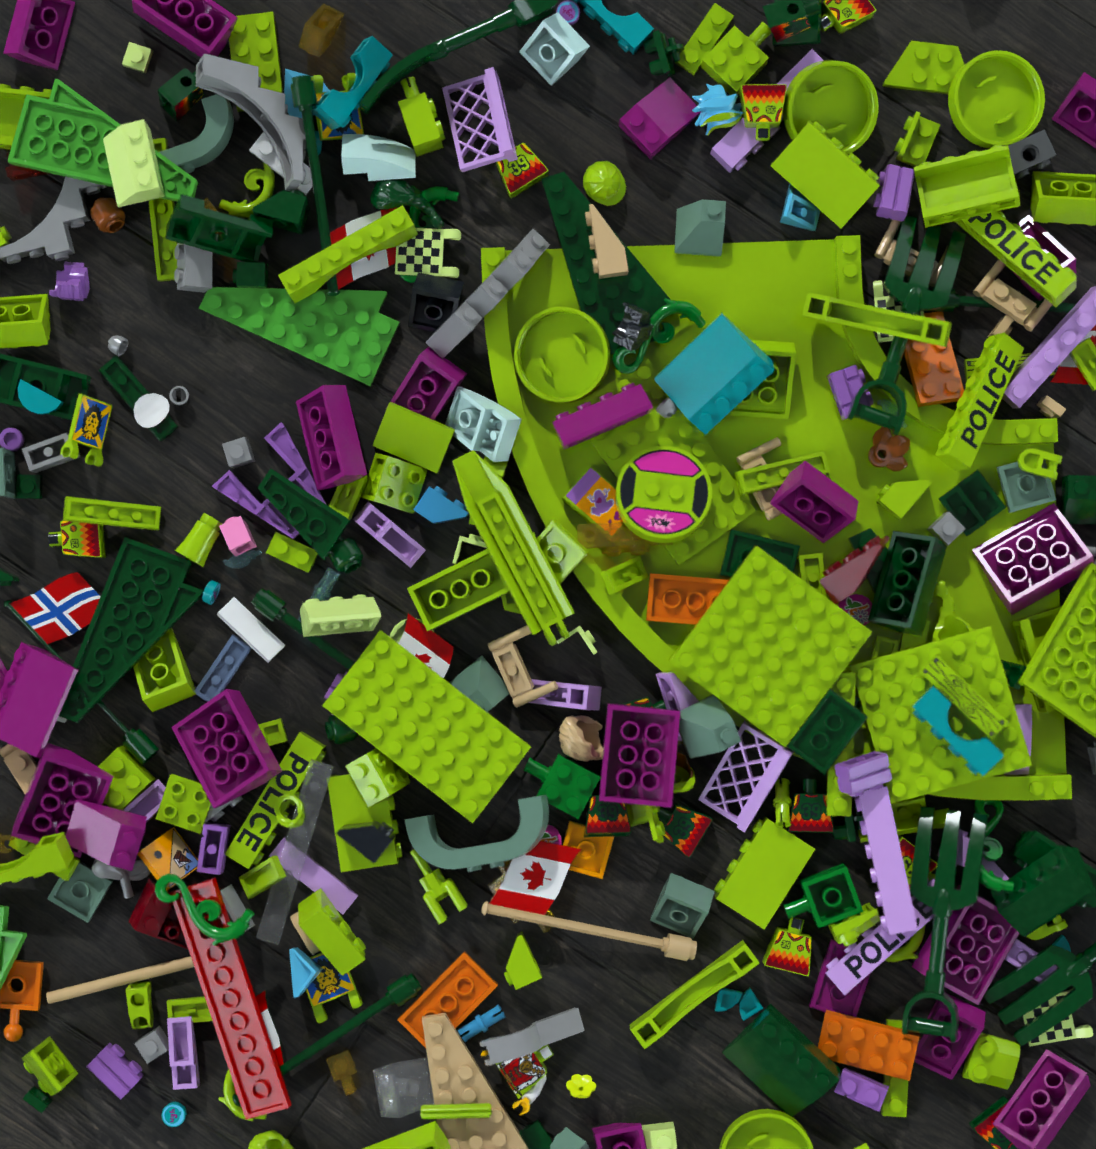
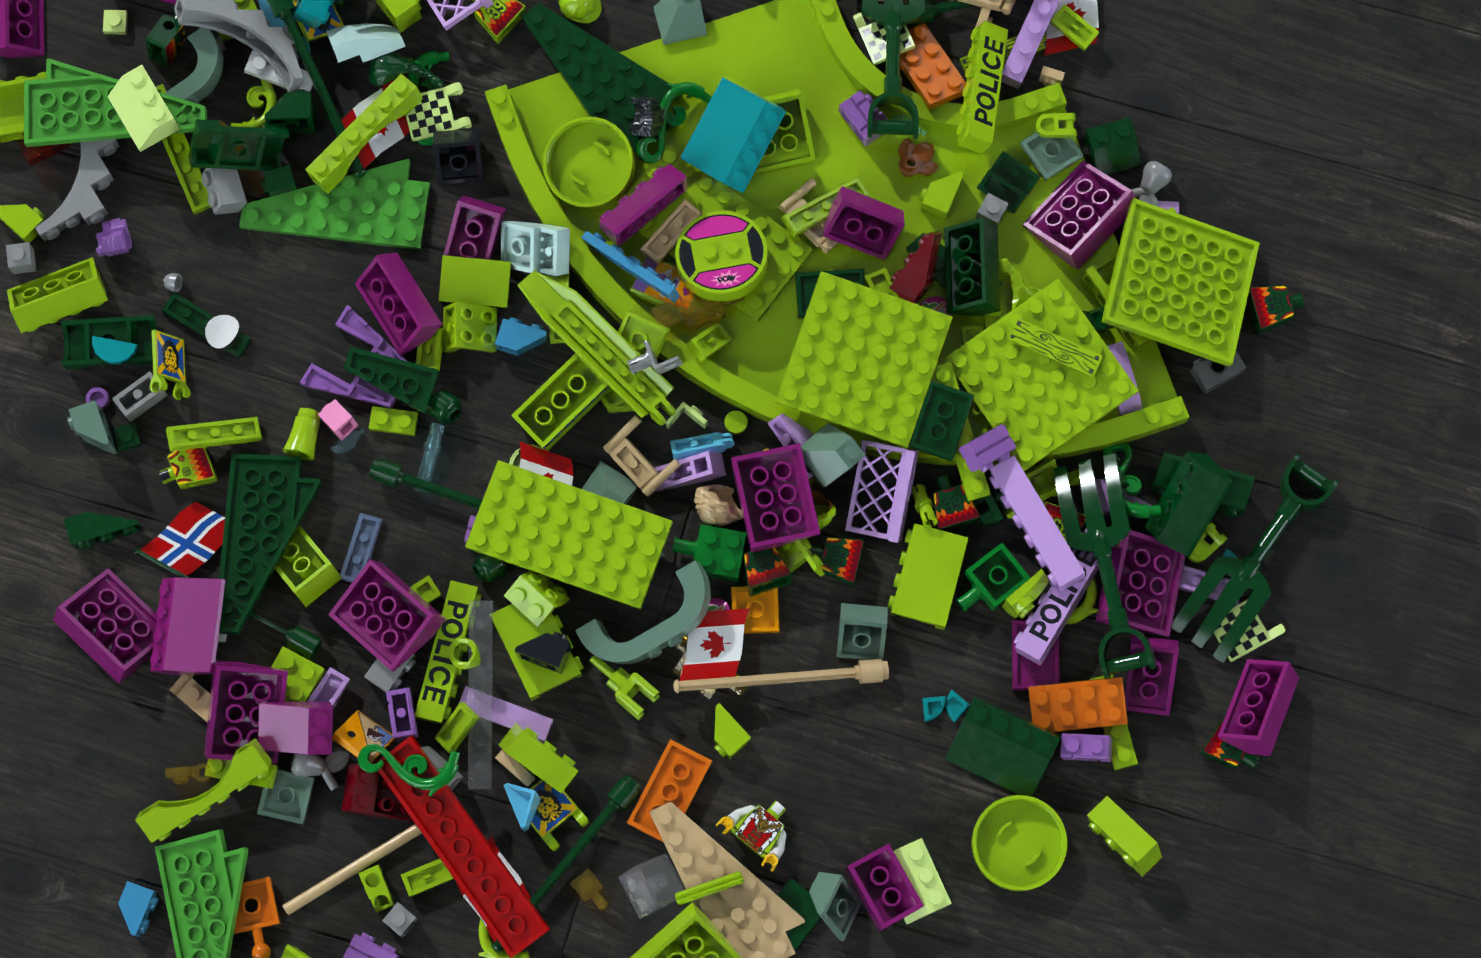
camera: 20 degrees left, 10 degrees down
(107, 215) = (129, 168): dark orange head -> none
(183, 1053) = (431, 918): lavender slope -> none
(184, 395) = (248, 308): light grey hinge -> none
(184, 804) = (362, 681): lime bracket -> none
(211, 592) = (328, 479): teal tile -> none
(238, 452) = (315, 344): light grey brick -> none
(251, 630) = (376, 503): white tile -> none
(339, 615) = (456, 461): yellowish green slope -> none
(389, 534) = (479, 376): lavender slope -> none
(473, 539) = (558, 357): yellowish green bracket -> none
(481, 1023) = (708, 802): dark azure pin -> none
(488, 294) = (502, 130): light grey arch -> none
(533, 1037) = (760, 793): light grey piece -> none
(558, 579) = (649, 359): none -> light grey bracket
(571, 474) = (631, 265): none -> dark azure plate
(581, 1086) = (821, 831): neon yellow plant -> none
(584, 672) = (698, 444): none -> medium azure hinge
(609, 250) = (602, 56): tan slope -> none
(621, 451) = (668, 233): none -> tan tile
(625, 659) = (736, 422): none -> lime tile
(667, 408) = (700, 180): light grey hinge -> none
(675, 1006) = (899, 708): lime arch -> none
(681, 597) = (766, 348): orange plate -> none
(789, 949) = (976, 639): torso -> none
(877, 319) = (851, 44): lime arch -> none
(979, 753) = (1086, 392): teal arch -> none
(992, 1061) = (1200, 686): lime slope -> none

